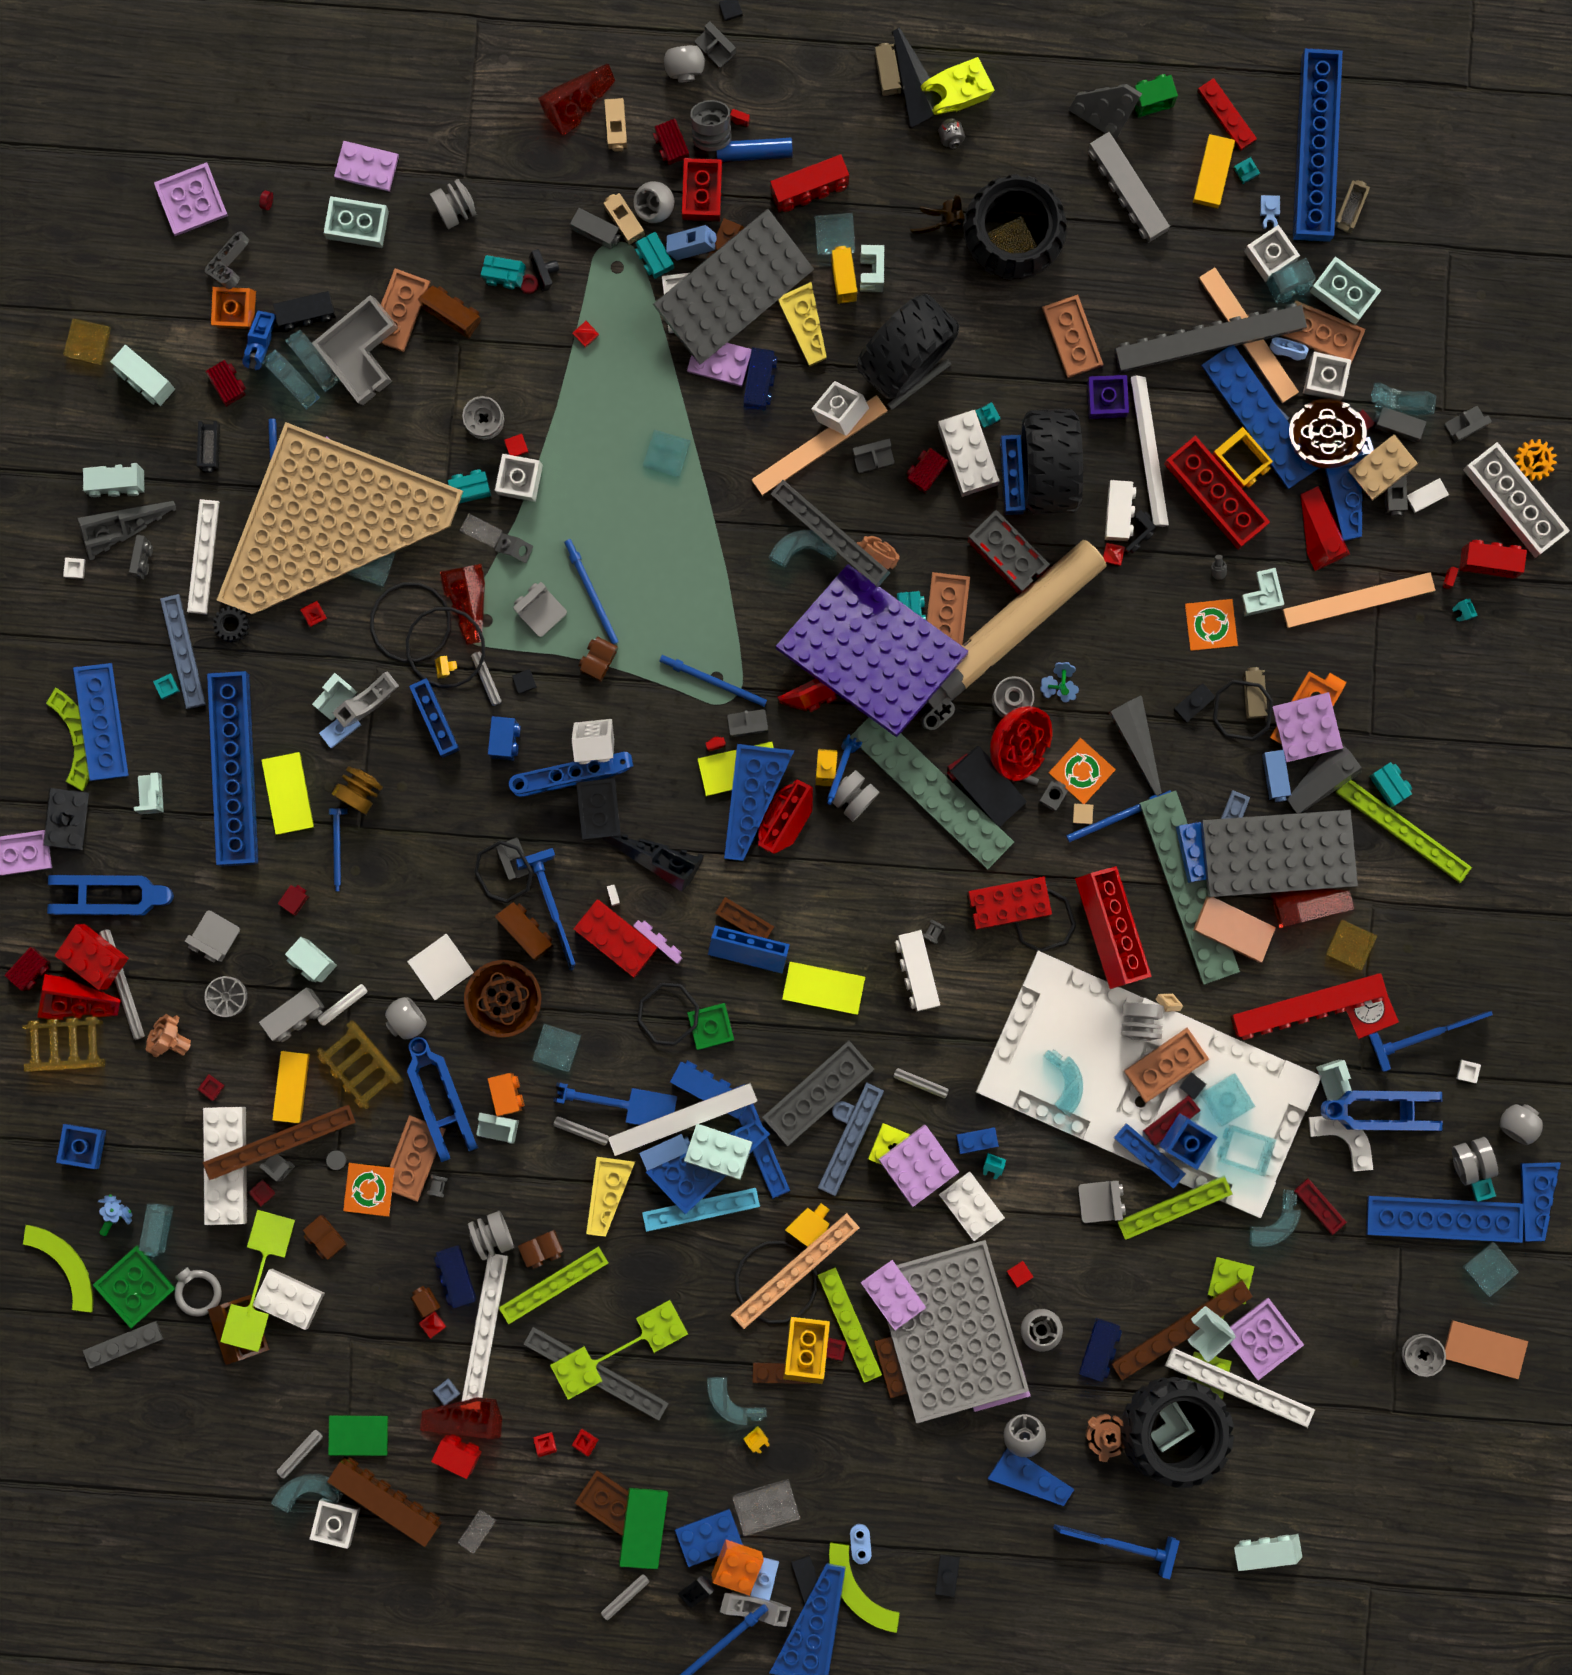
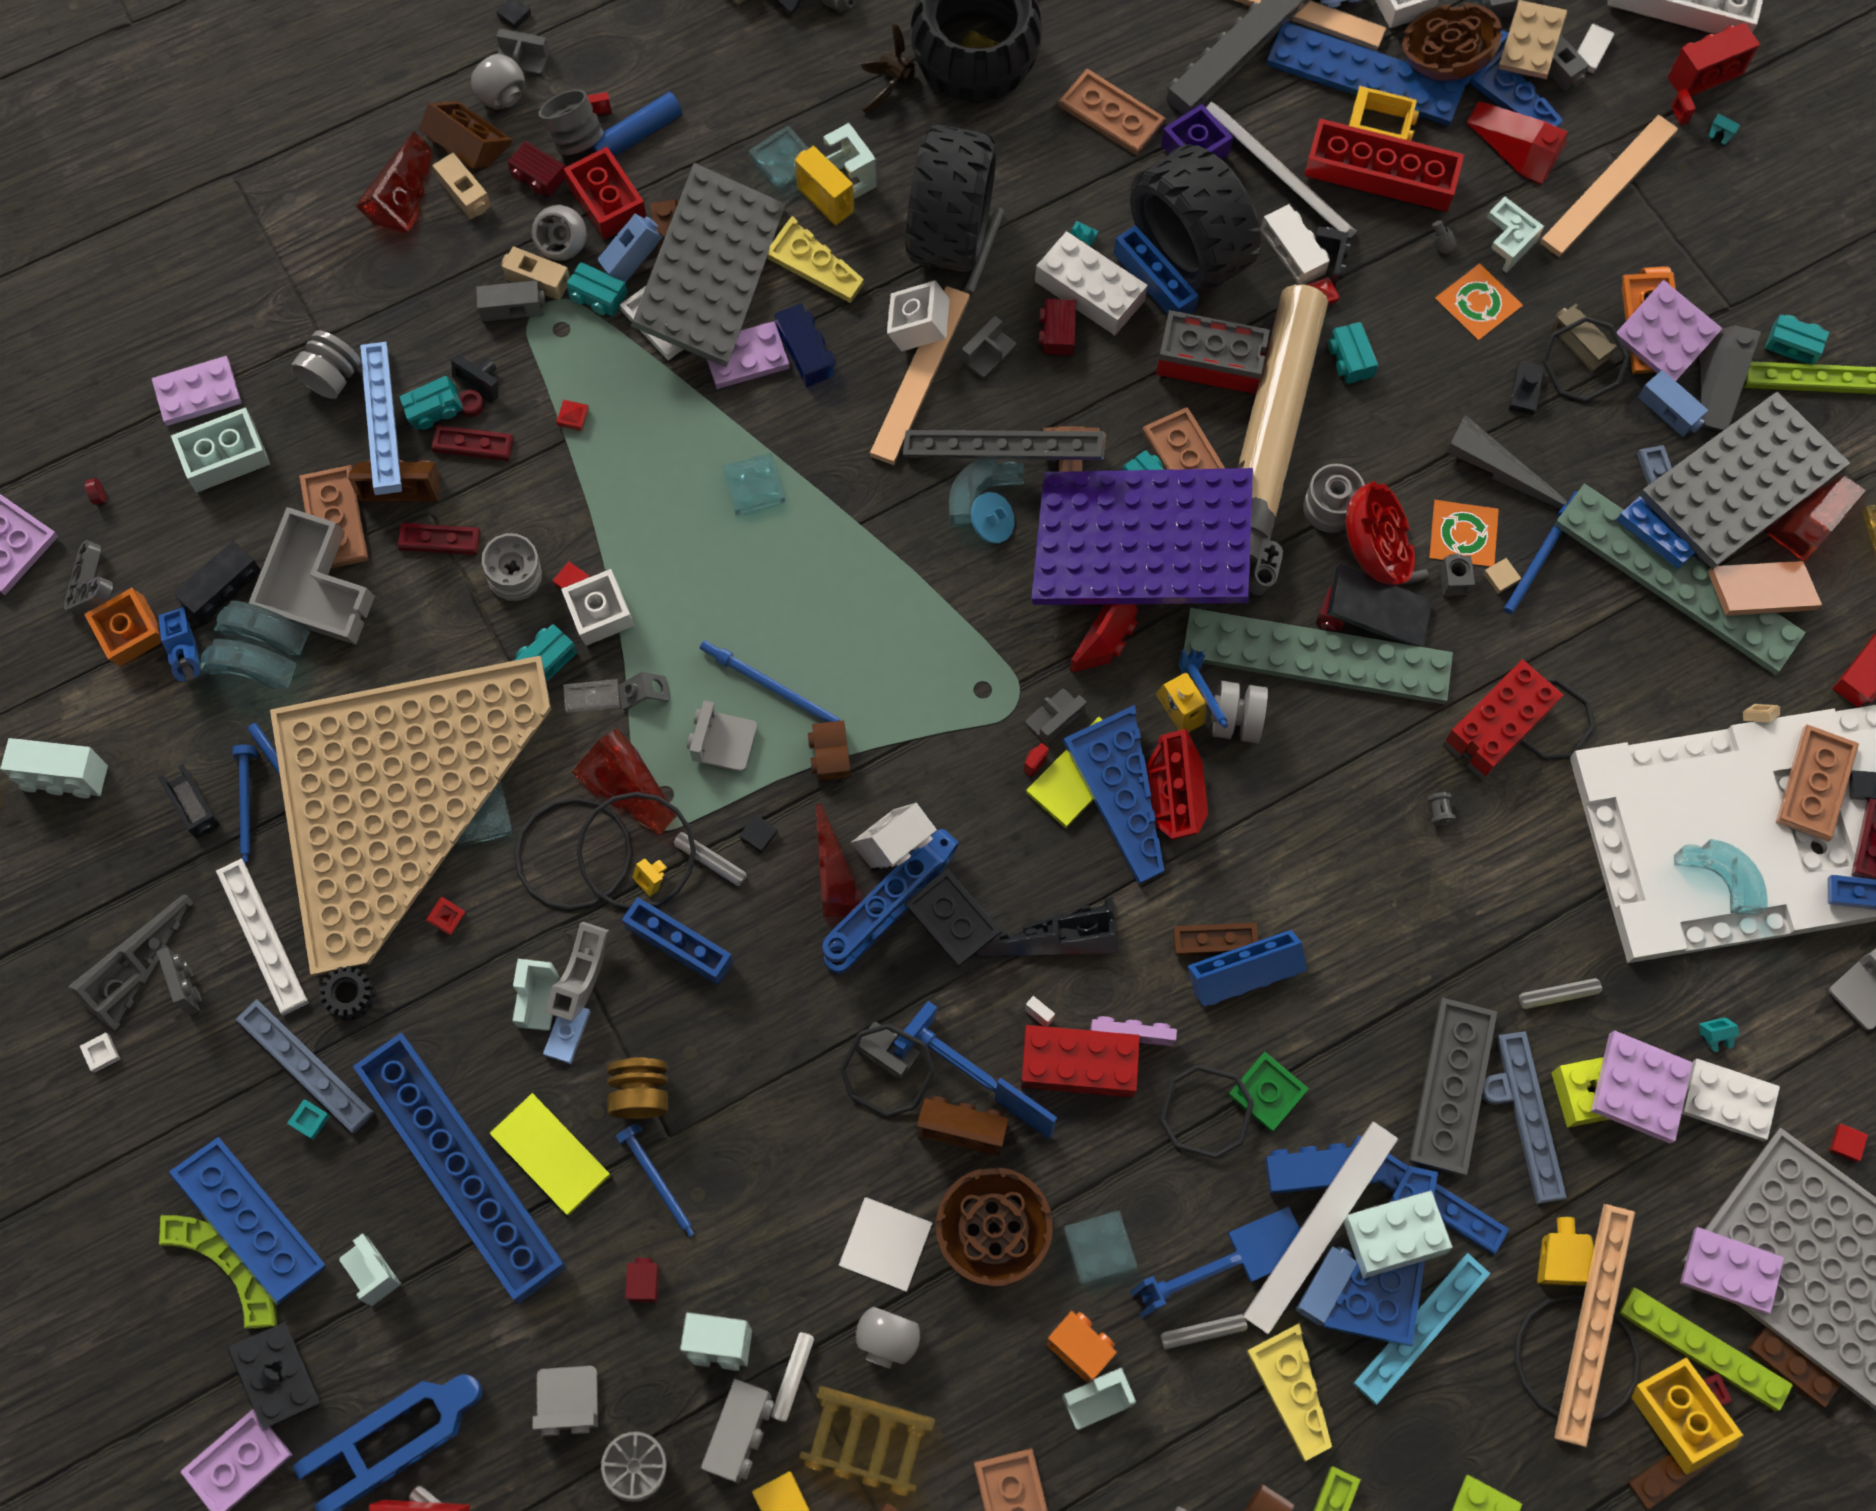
camera: 35 degrees left, 15 degrees down
(113, 480) = (89, 913): light aqua wedge -> none
(225, 382) = (167, 717): dark red brick -> none
(256, 435) = (243, 752): none -> blue piece
(422, 1057) = (940, 1371): blue piece -> none
(454, 366) = (439, 538): none -> dark red tile
(463, 266) = (380, 419): none -> light blue plate
(503, 738) = (779, 911): blue brick -> none
(513, 313) = (472, 443): none -> dark red tile
(547, 743) = (836, 880): none -> clear red wedge
(641, 84) = (464, 133): none -> reddish brown slope
(679, 666) = (930, 701): blue bar -> none
(795, 573) = (992, 517): none -> dark azure piece
(810, 183) = (721, 118): red brick -> none
(823, 988) = (1365, 958): neon yellow tile -> none
(918, 971) = (1462, 861): white brick -> none
(977, 1140) = (1678, 1015): blue brick -> none
(1065, 690) = (1382, 457): medium blue plant -> none
(1100, 608) = (1353, 353): none -> teal brick
(1113, 927) = (1638, 670): red brick -> none
(1142, 1021) = (1757, 744): light grey wheel -> none

